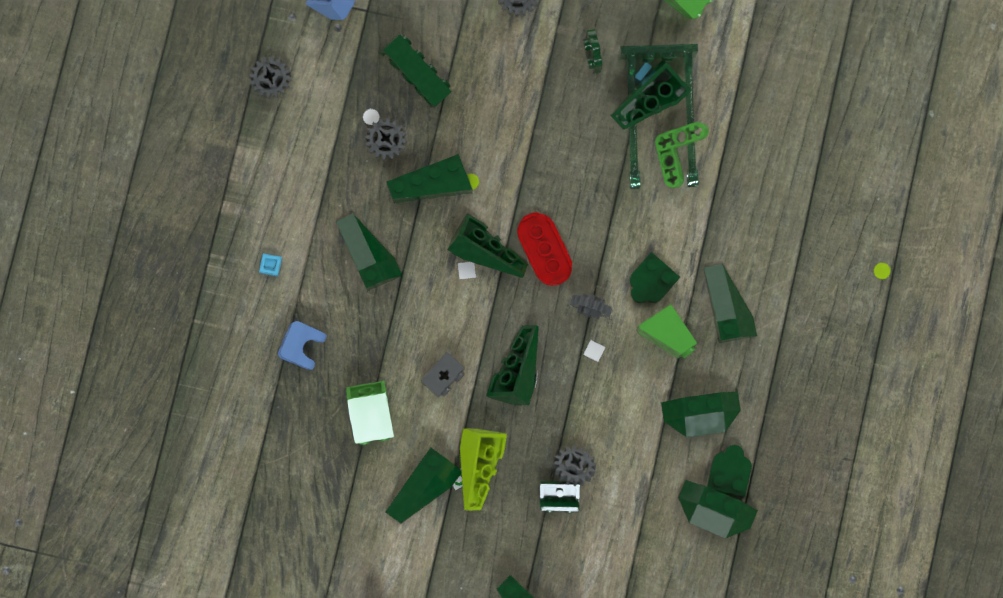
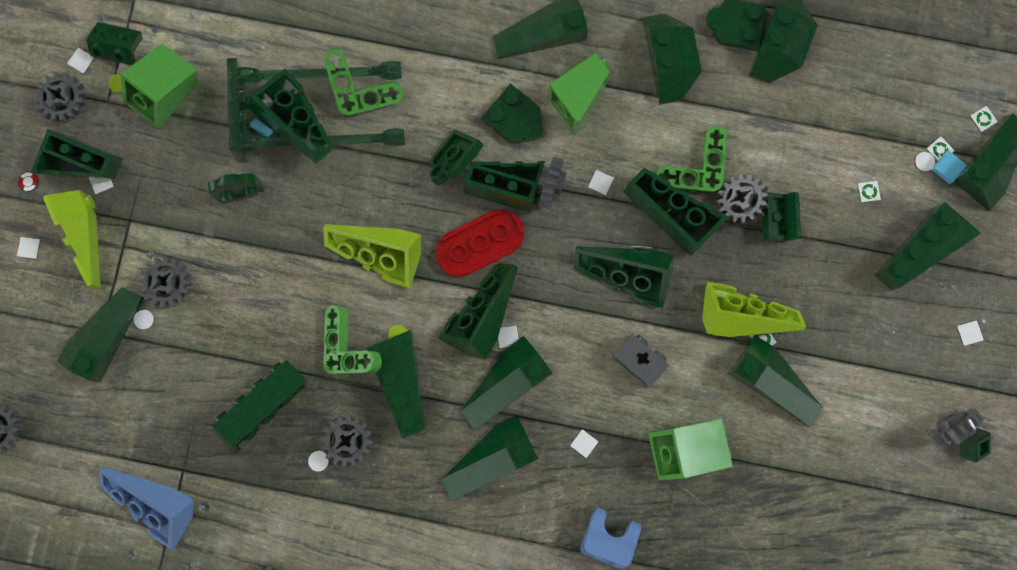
camera: 85 degrees left, 0 degrees up
(377, 329) = (584, 443): none -> white sticker
(431, 269) = (510, 378): none -> dark green wedge
(486, 133) = (339, 352): none -> bright green beam
(540, 171) = (384, 250): none -> lime wedge
(562, 412) = (674, 210): none -> dark green wedge
(581, 576) = (869, 191): none -> white sticker
(593, 268) = (504, 183): none -> dark green wedge
(597, 433) = (702, 176): none -> bright green beam
(616, 227) = (453, 156): none -> dark green plate

